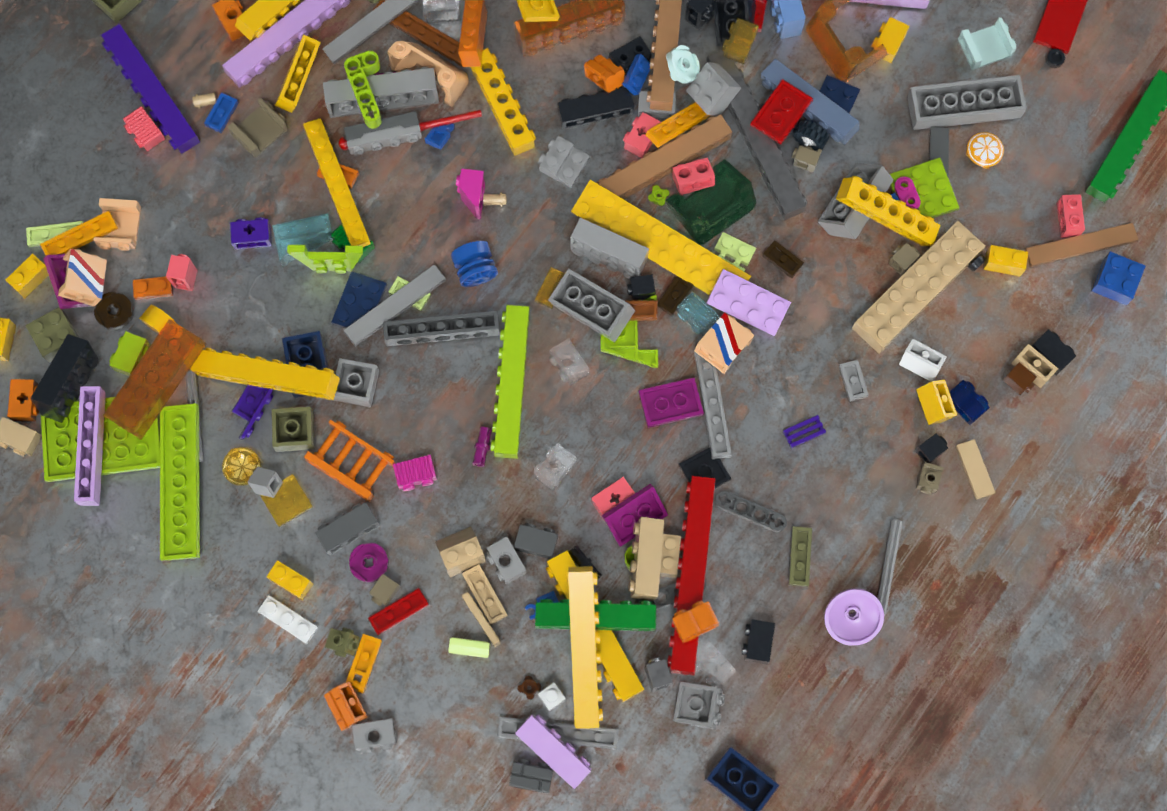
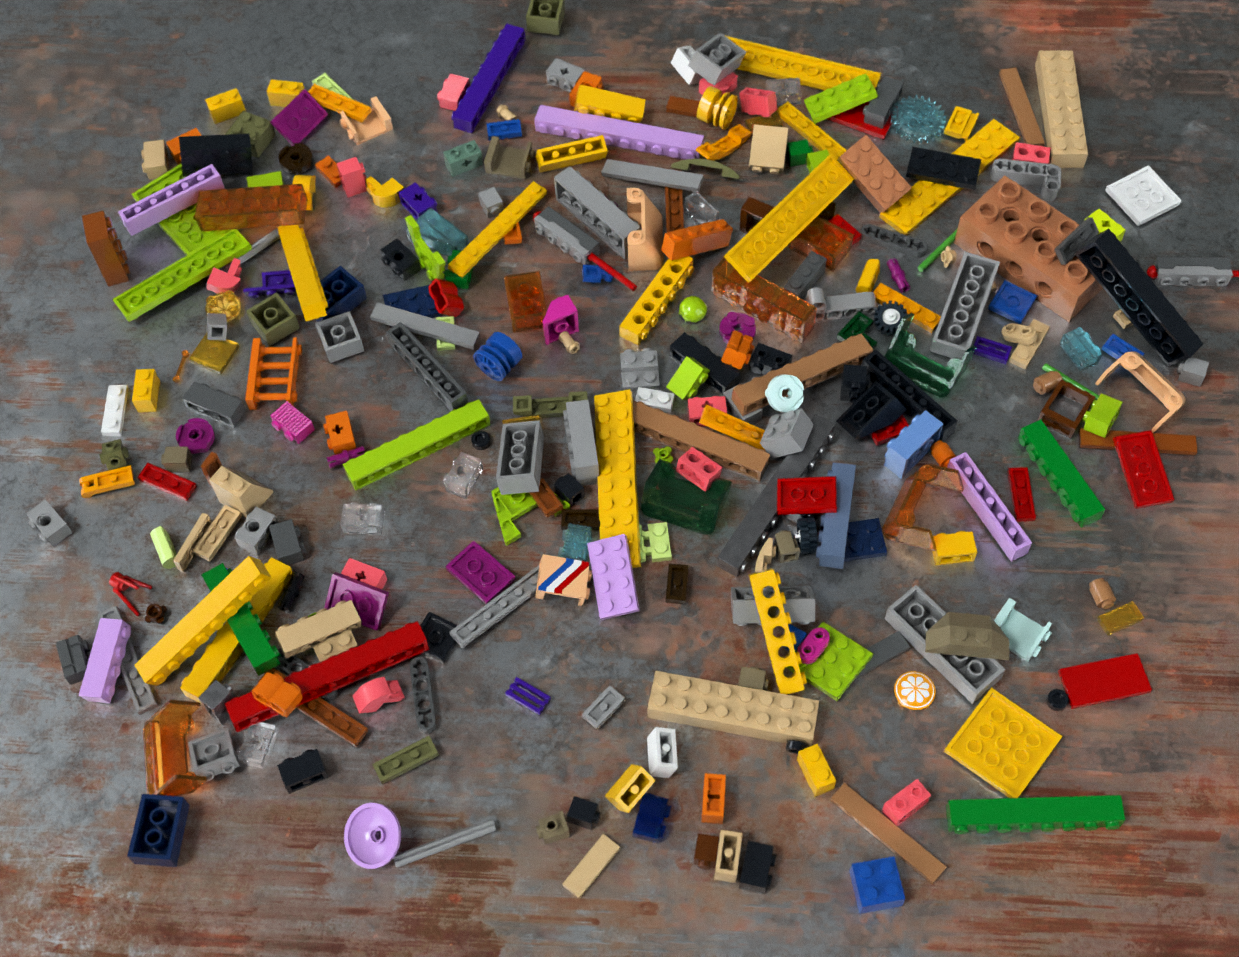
camera: 60 degrees right, 15 degrees down
(83, 277) = (304, 120): light nougat panel -> none
(111, 532) = (106, 248): none -> dark orange brick
(203, 16) = (563, 74): none -> light grey brick
(218, 446) = (221, 281): none -> coral brick
(220, 255) = (386, 194): none -> yellow brick
(229, 166) = (463, 158): none -> sand green brick
(268, 526) = (185, 354): none -> clear orange hinge
(294, 280) = (400, 260): none -> black brick
(298, 172) = (491, 202): none -> light grey brick
(345, 706) = (61, 487): orange brick -> none
(364, 91) = (591, 178): lime beam -> none
(378, 270) = (446, 297): none -> red brick
(423, 563) = (210, 466): none -> dark orange tile
(431, 207) = (525, 301): none -> clear orange brick
(447, 431) = (340, 432): none -> orange brick
(479, 700) = (122, 583): none -> red plant
(532, 82) = (692, 309): none -> lime hair
(541, 328) = (480, 440): none -> black tile
(549, 251) = (545, 407): none -> olive slope
(551, 697) = (152, 631): white brick -> none
(567, 56) = (735, 320): none -> magenta plate
(599, 167) = (655, 399): none -> white plate
(605, 129) = (688, 378): none -> lime brick
(637, 74) = (747, 371): blue plate -> none
(676, 746) = (166, 750): none -> clear orange windscreen
(717, 598) = (331, 718): none -> dark orange plate
(731, 546) = (376, 693): none -> coral brick
(740, 41) = (845, 425): clear yellow brick -> none
(803, 175) = (765, 555): none -> tan slope
(978, 82) = (967, 636): none -> dark tan wedge
(983, 347) = (713, 798): none -> orange brick
(1067, 119) = (1003, 744): none -> yellow plate

